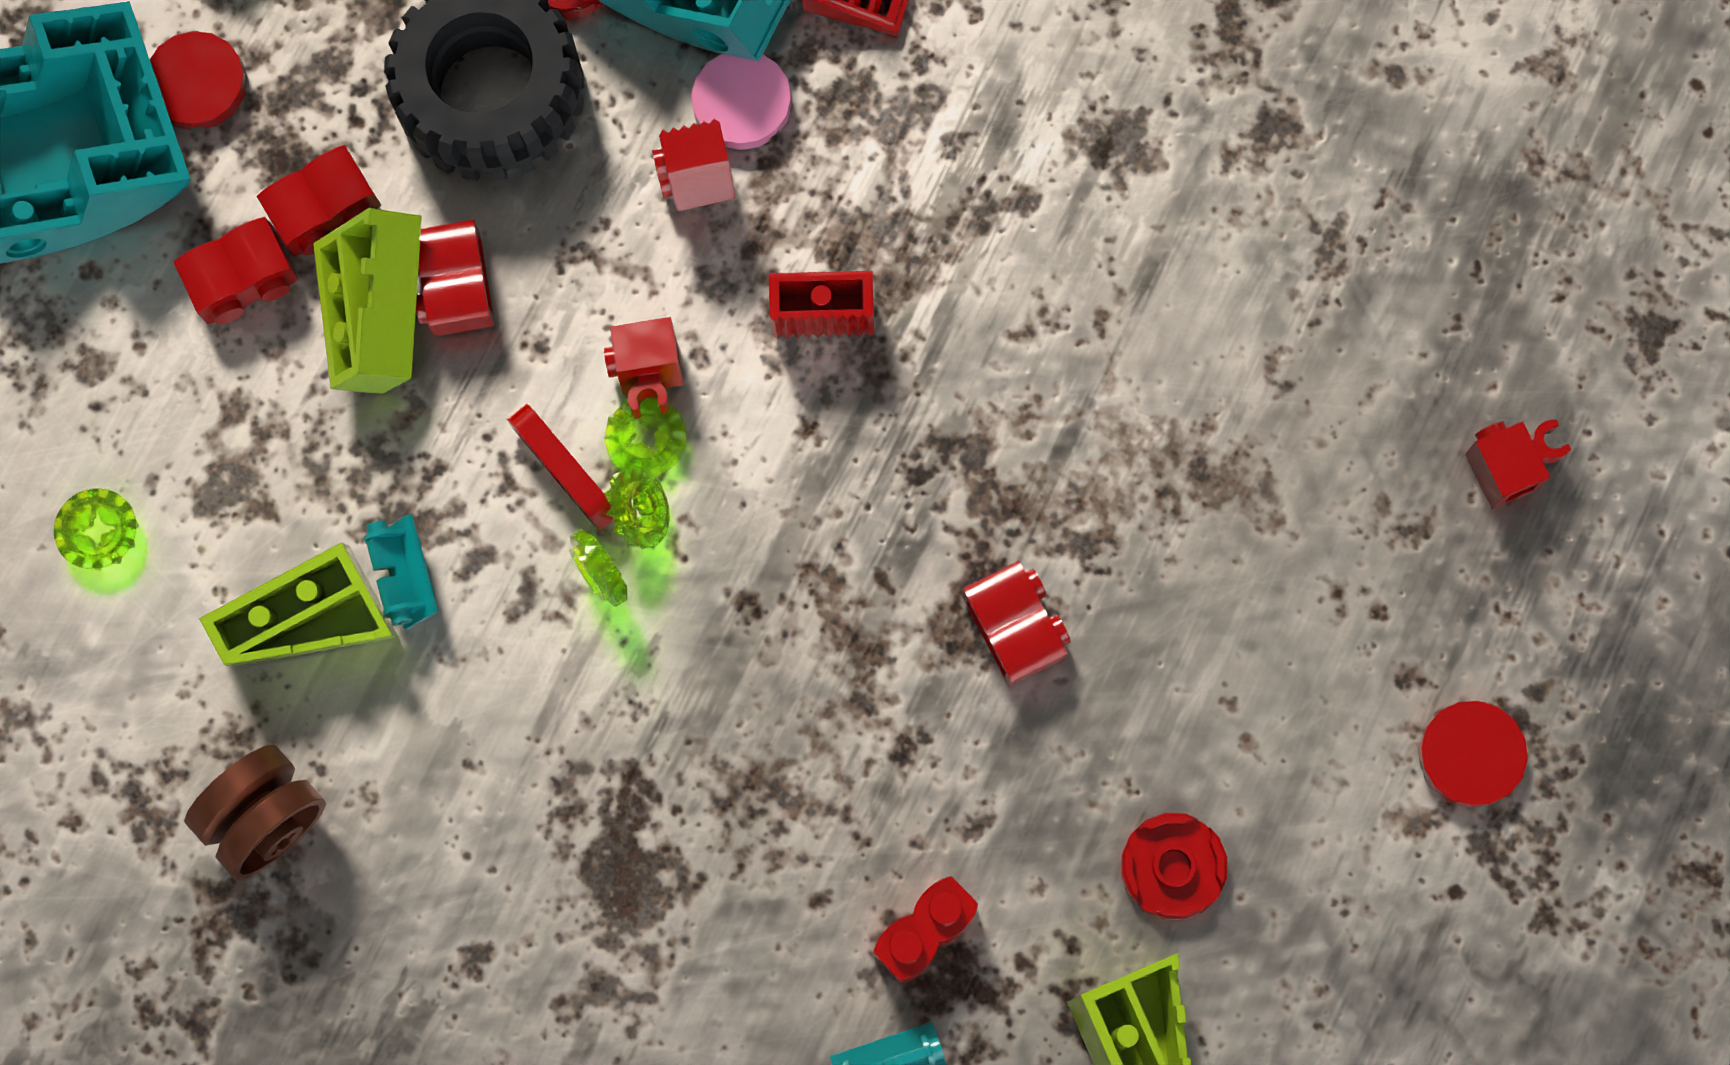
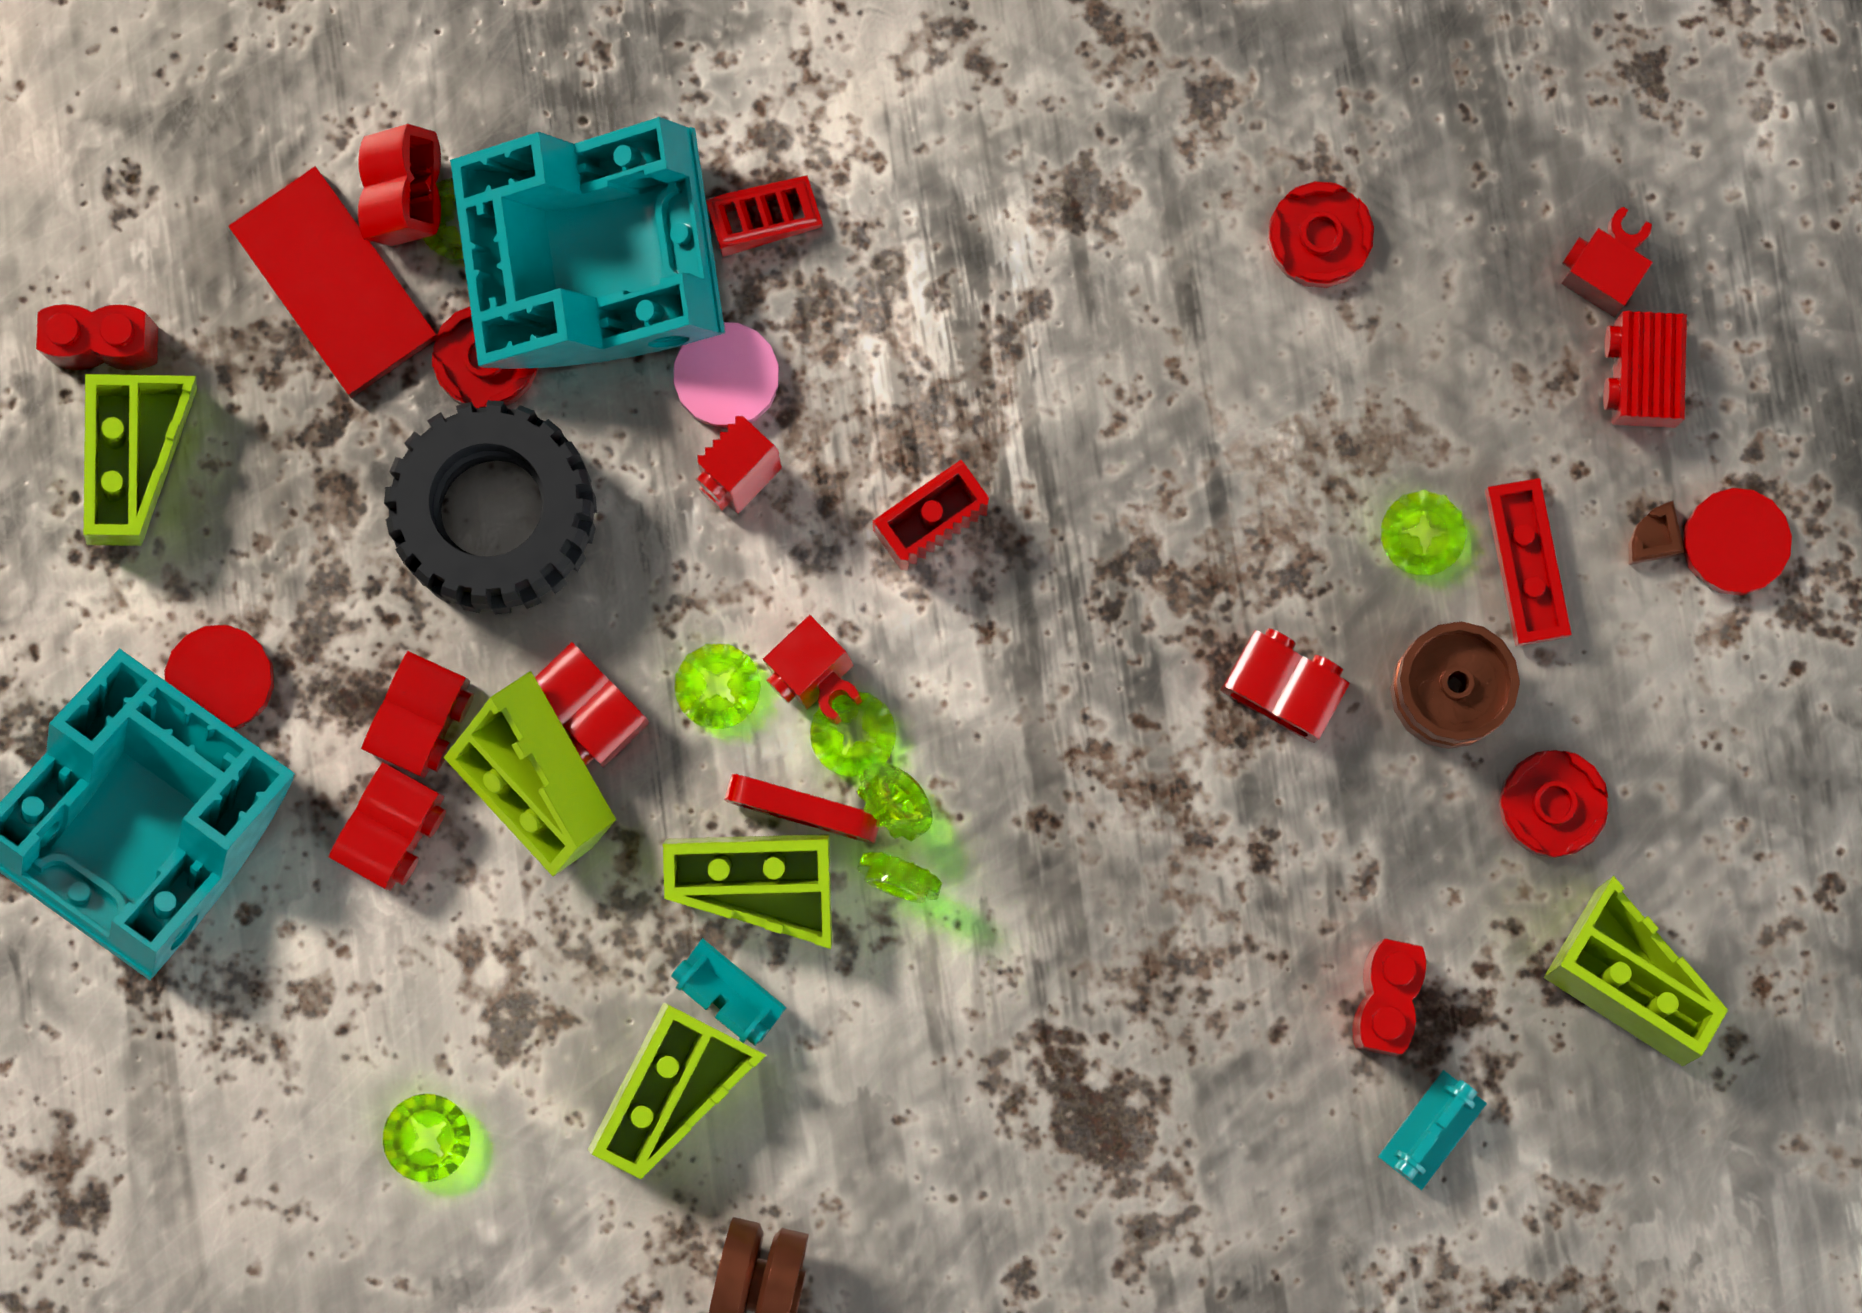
camera: 40 degrees left, 5 degrees up
(485, 497) = (757, 880): none -> lime wedge
(585, 343) = (717, 711): none -> clear neon green gear
(1171, 685) = (1482, 702): none -> copper wheel
(1220, 601) = (1406, 549): none -> clear neon green gear
(1283, 655) = (1527, 562): none -> red plate
(1291, 289) = (1320, 234): none -> red tile
(1407, 706) = (1656, 536): none -> copper tile
(1490, 564) = (1647, 369): none -> red brick

